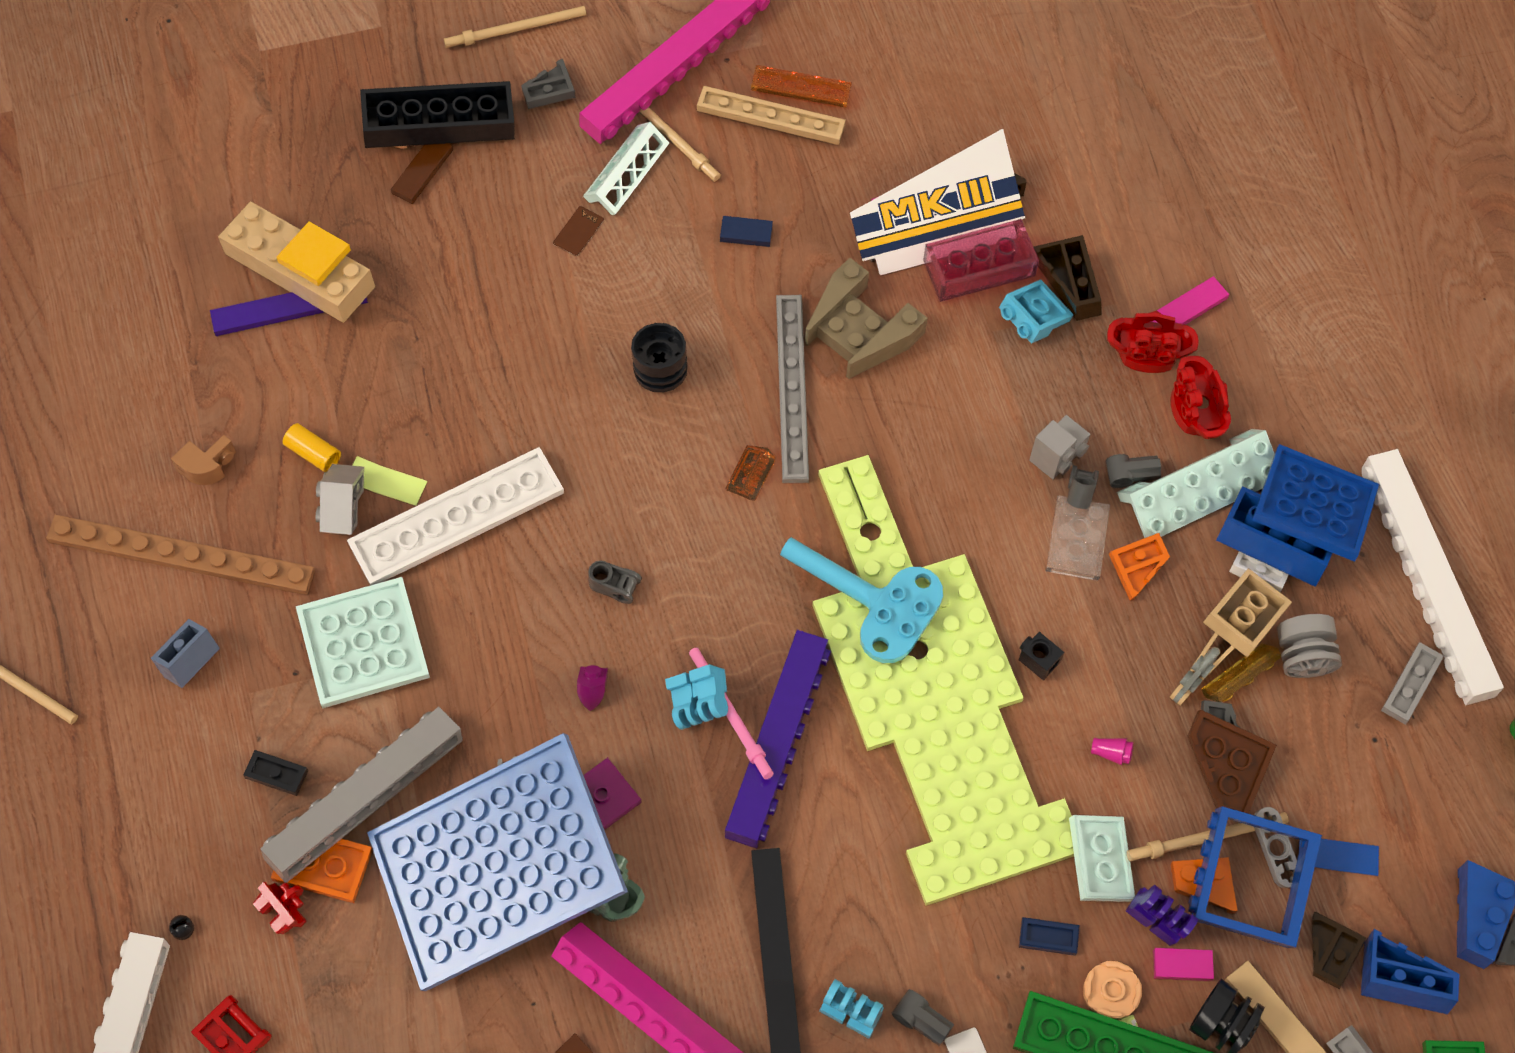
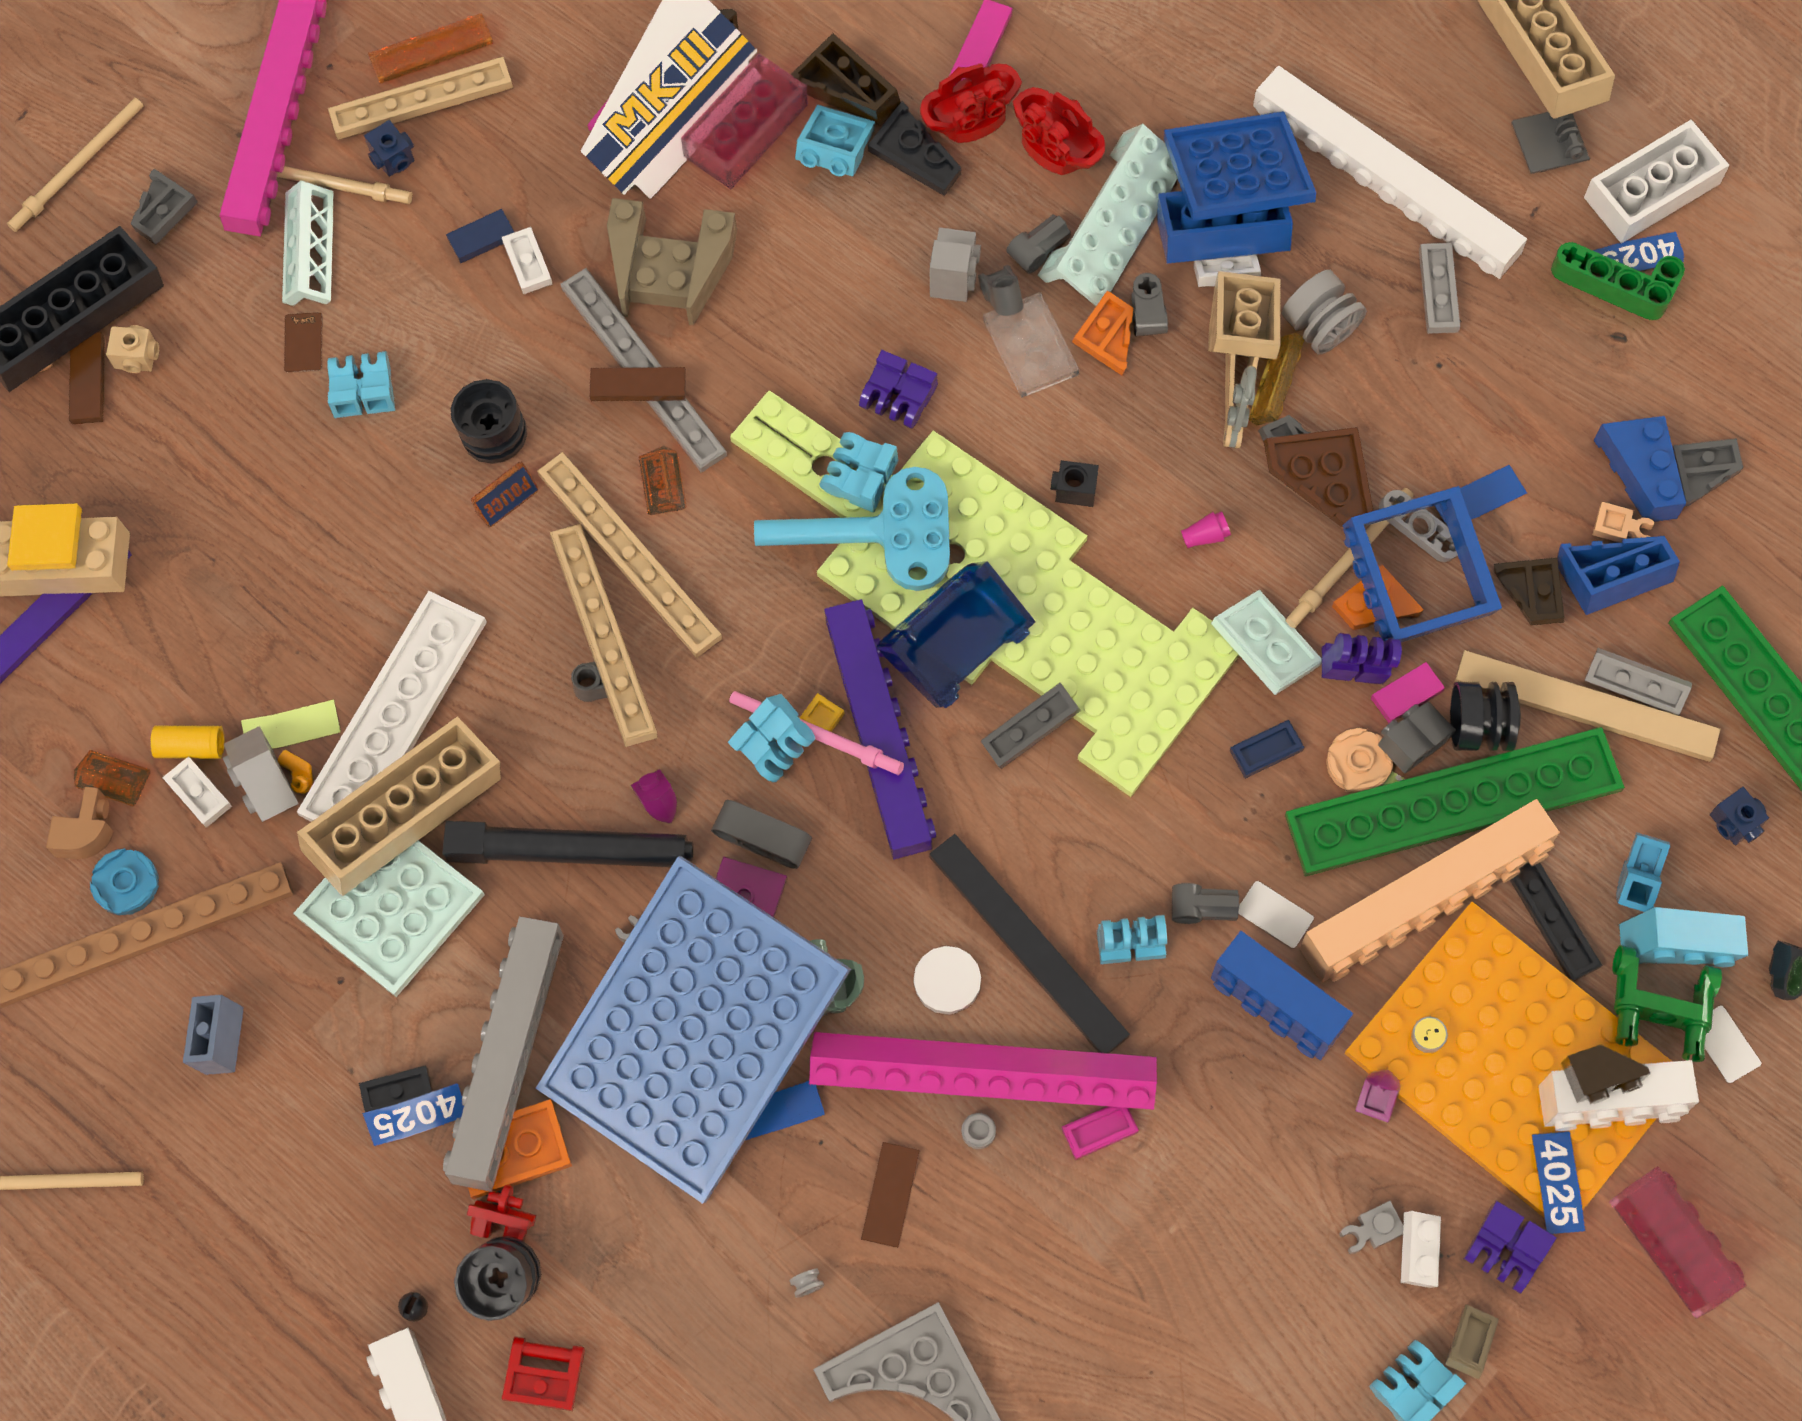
camera: 30 degrees left, 5 degrees up
(206, 515) = (124, 882): none -> dark azure tile
(231, 945) = (484, 1292): none -> black wheel
(248, 440) = (112, 776): none -> clear orange slope
(274, 796) = (414, 1115): none -> blue sticker
(294, 485) = (197, 792): none -> white plate
(370, 515) = (300, 769): none -> light orange arm
(413, 578) = (399, 806): none -> tan brick
(452, 641) = (479, 843): none -> black brick
(462, 167) = (132, 349): none -> tan brick
(525, 964) = (788, 1109): none -> blue sticker
(584, 284) = (373, 389): none -> medium azure legs
(632, 552) = (603, 636): none -> tan tile
(637, 414) = (504, 494): none -> slope
(644, 759) = (761, 834): none -> dark grey beam
(692, 509) = (630, 555): none -> tan plate
(701, 948) = (947, 980): none -> white tile
(725, 136) = (389, 148): none -> dark blue brick
(746, 703) = (822, 713): none -> yellow tile
(764, 266) = (527, 260): none -> white plate
(779, 395) = (638, 384): none -> reddish brown tile
(876, 705) = (955, 632): none -> clear blue windscreen
(886, 806) = (1030, 725): none -> dark grey plate
(887, 561) = (867, 483): none -> medium azure legs
(971, 511) = (893, 376): none -> dark purple legs
(1087, 351) = (912, 150): none -> black wing
(1165, 1000) = (1415, 736): none -> dark grey brick
(1180, 565) = (1149, 308): none -> dark grey piece
(1432, 942) = (1617, 523): none -> light nougat plate

